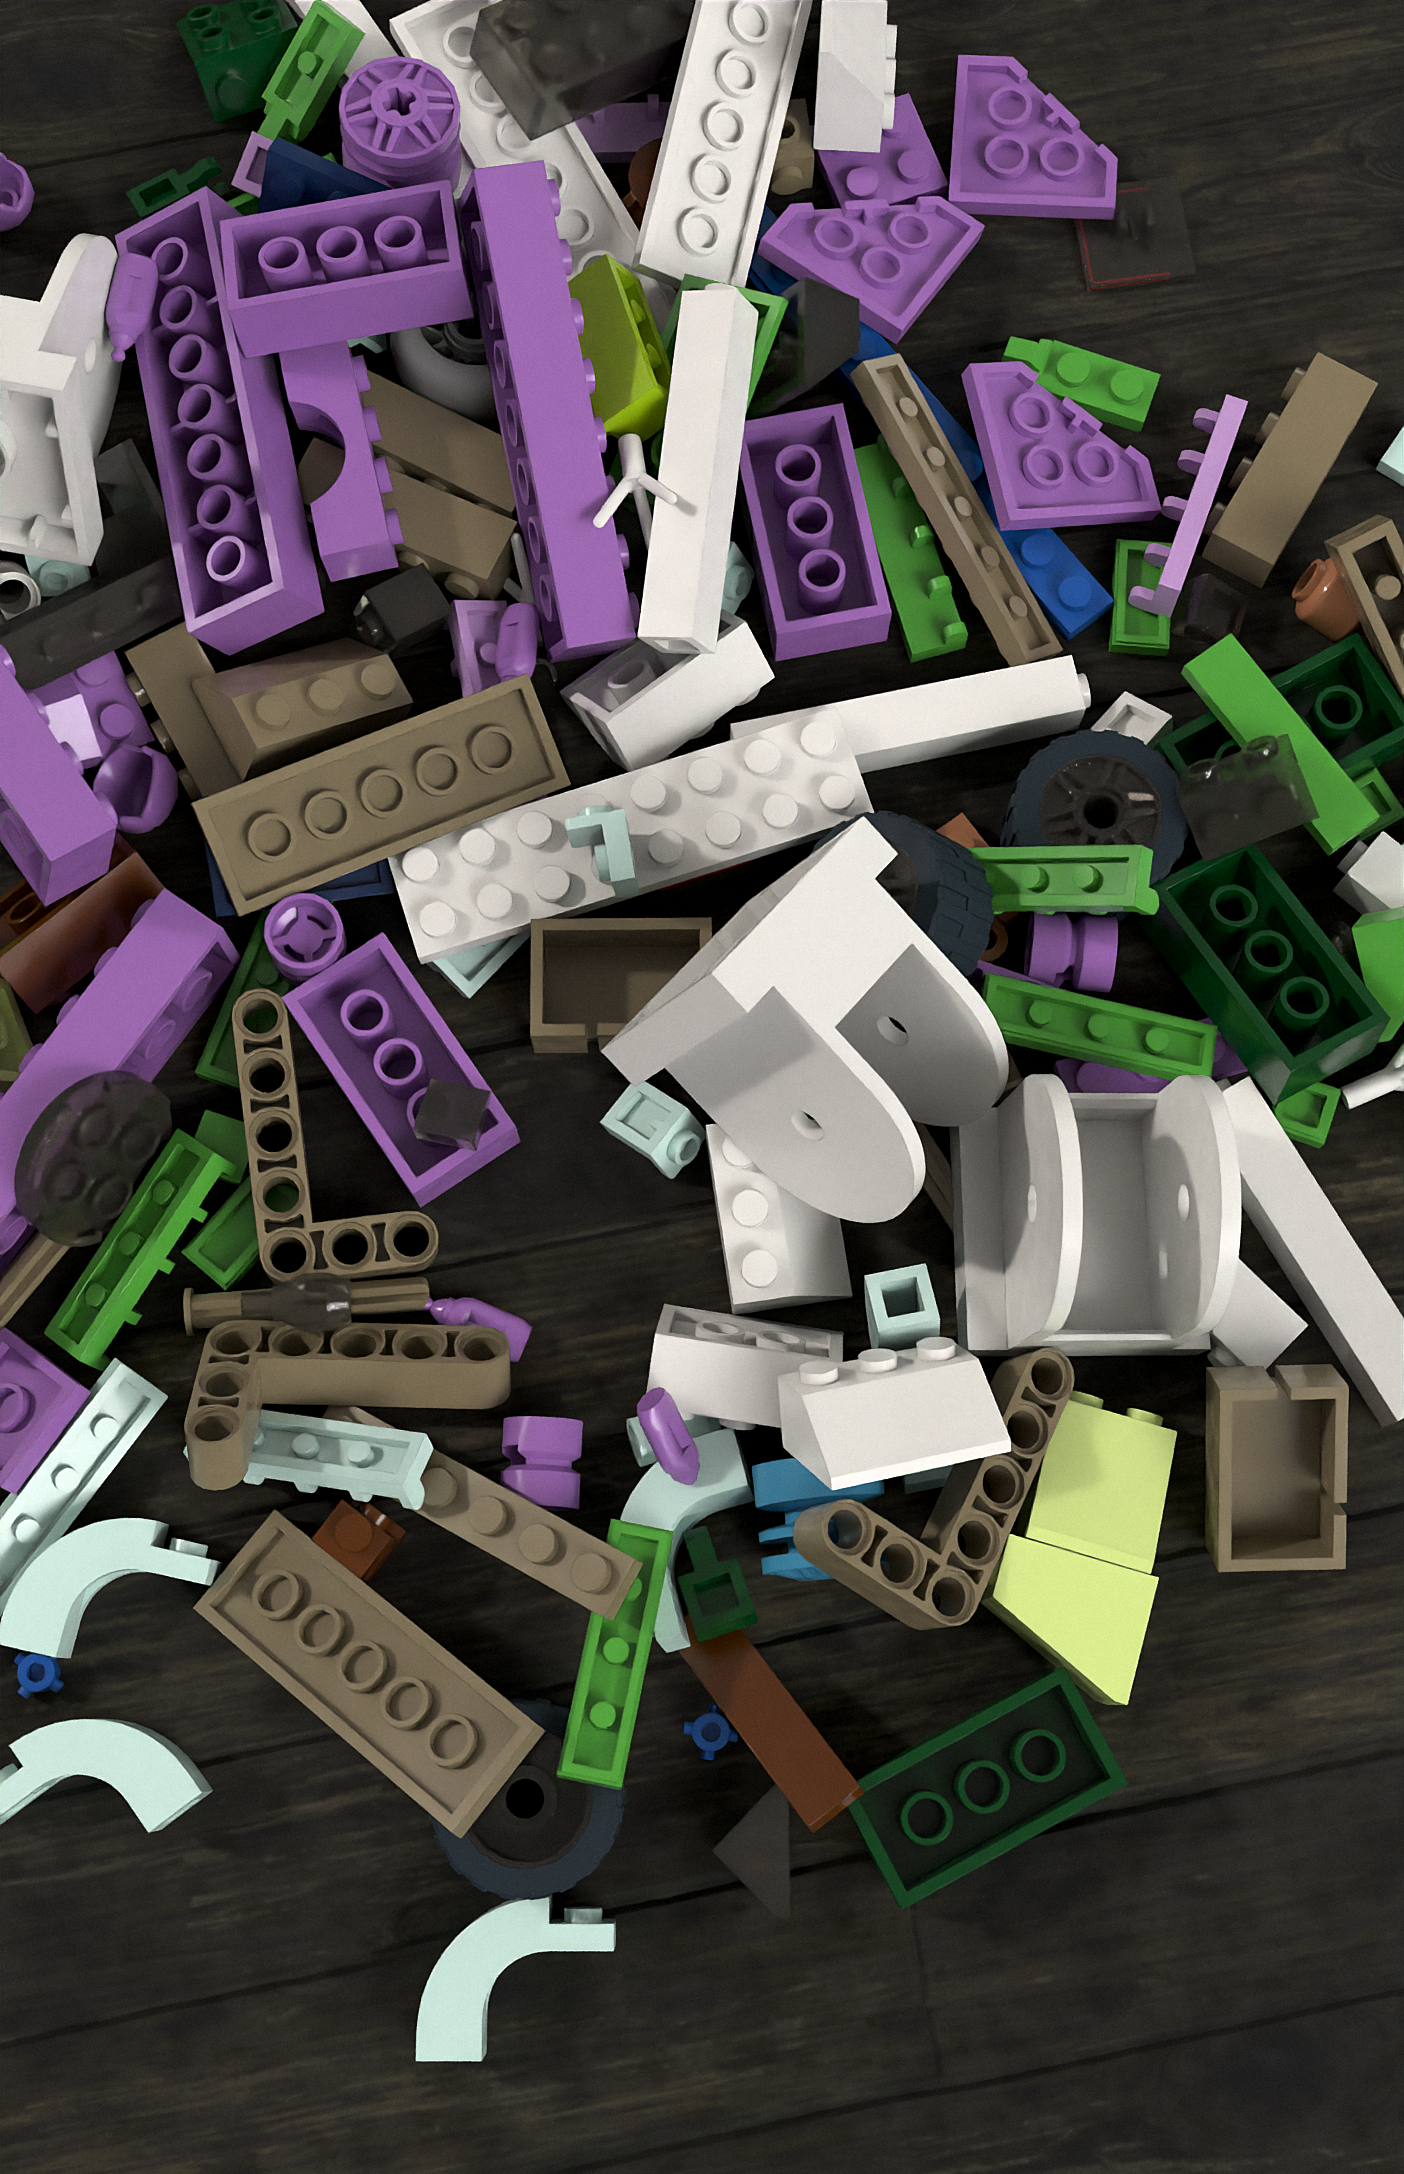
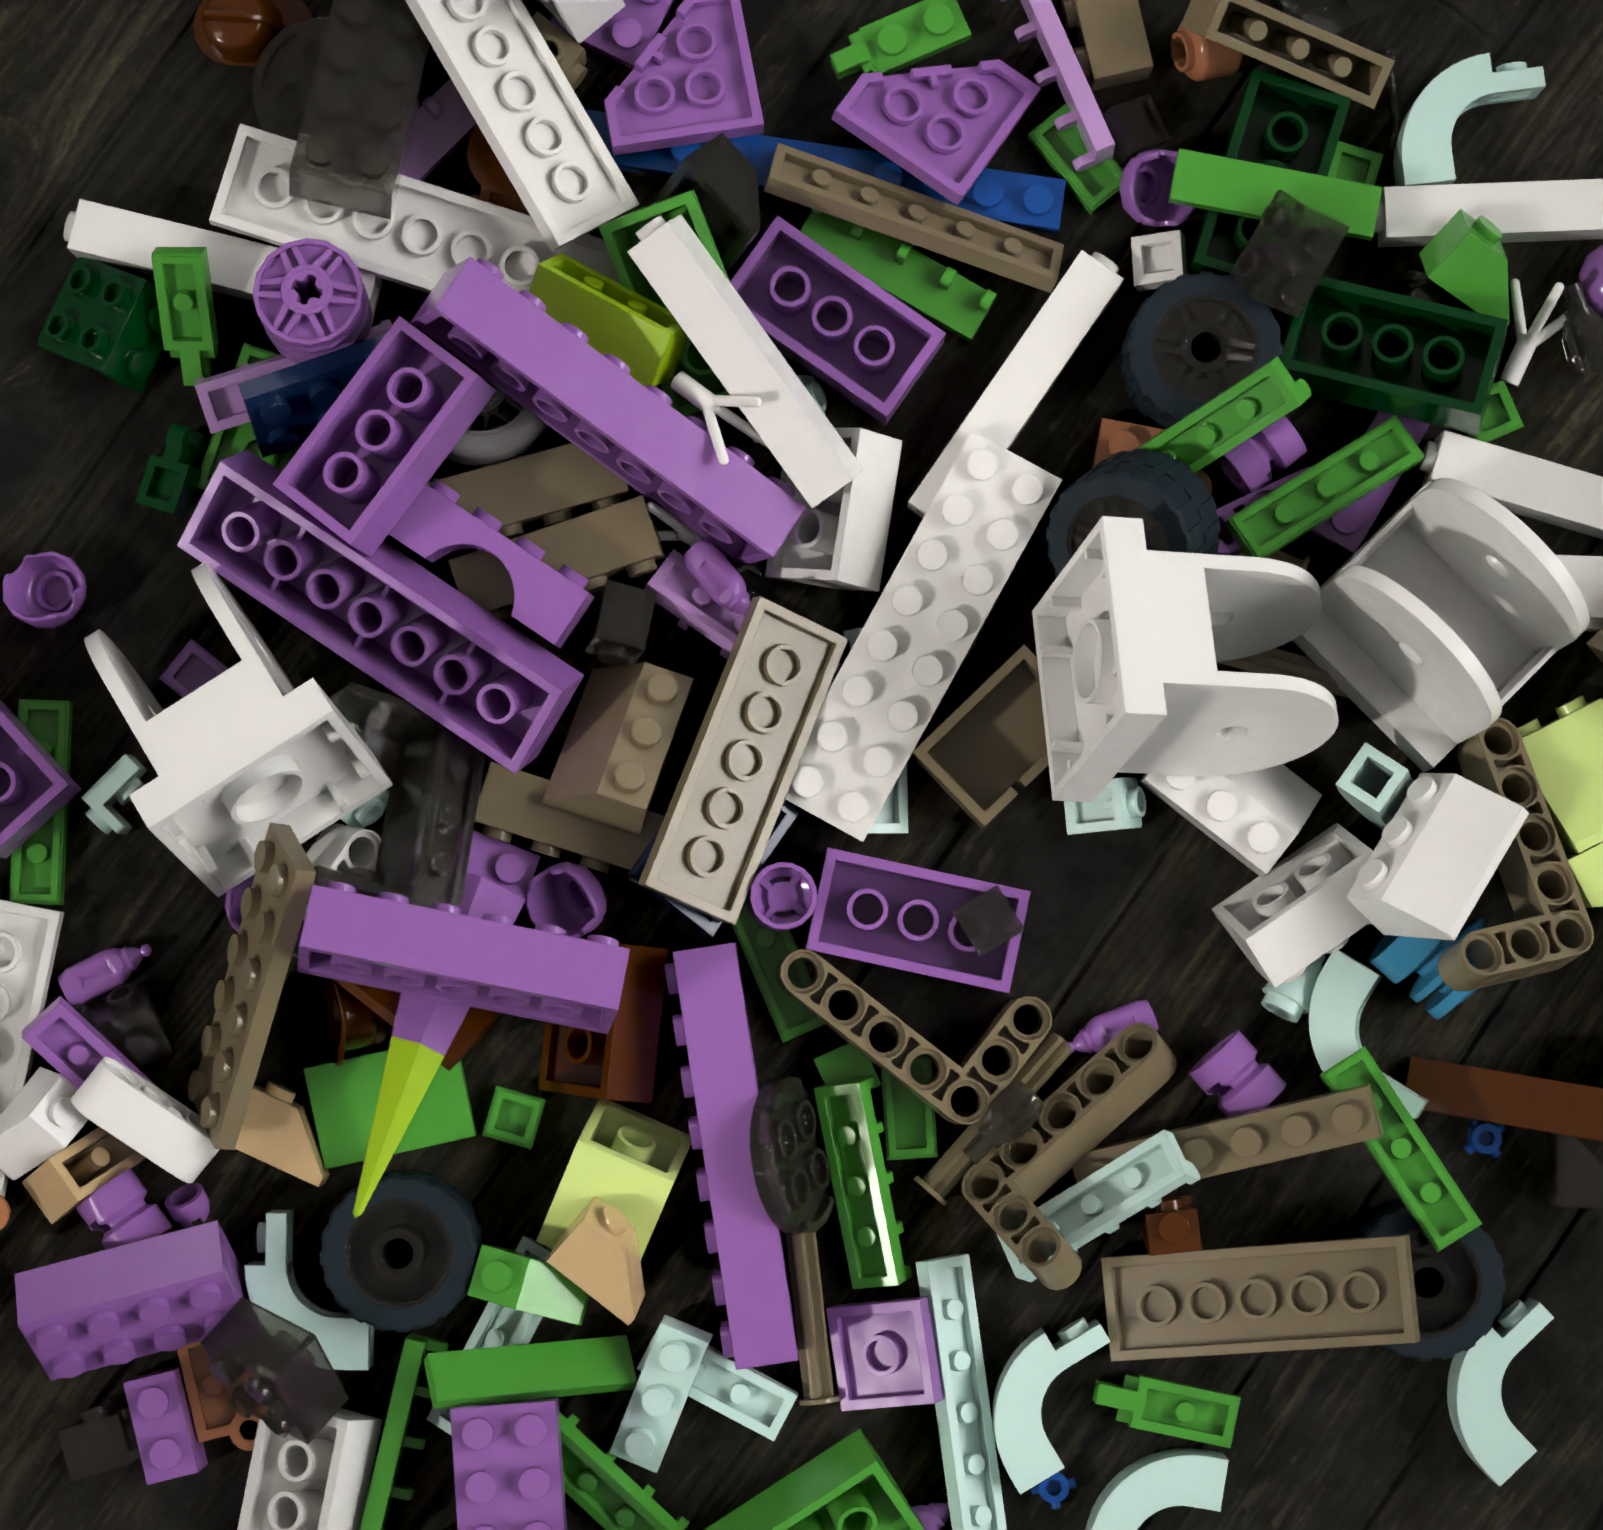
camera: 45 degrees left, 10 degrees up
(130, 301) = (246, 586): medium lavender piece -> none
(204, 1703) = (1172, 1408): none -> bright green hinge
(615, 857) = (935, 666): light aqua bracket -> none
(668, 1436) = (1307, 992): medium lavender piece -> none
(715, 1590) = (1414, 1056): dark green plate -> none
(1164, 662) = (1147, 187): none -> medium lavender hair

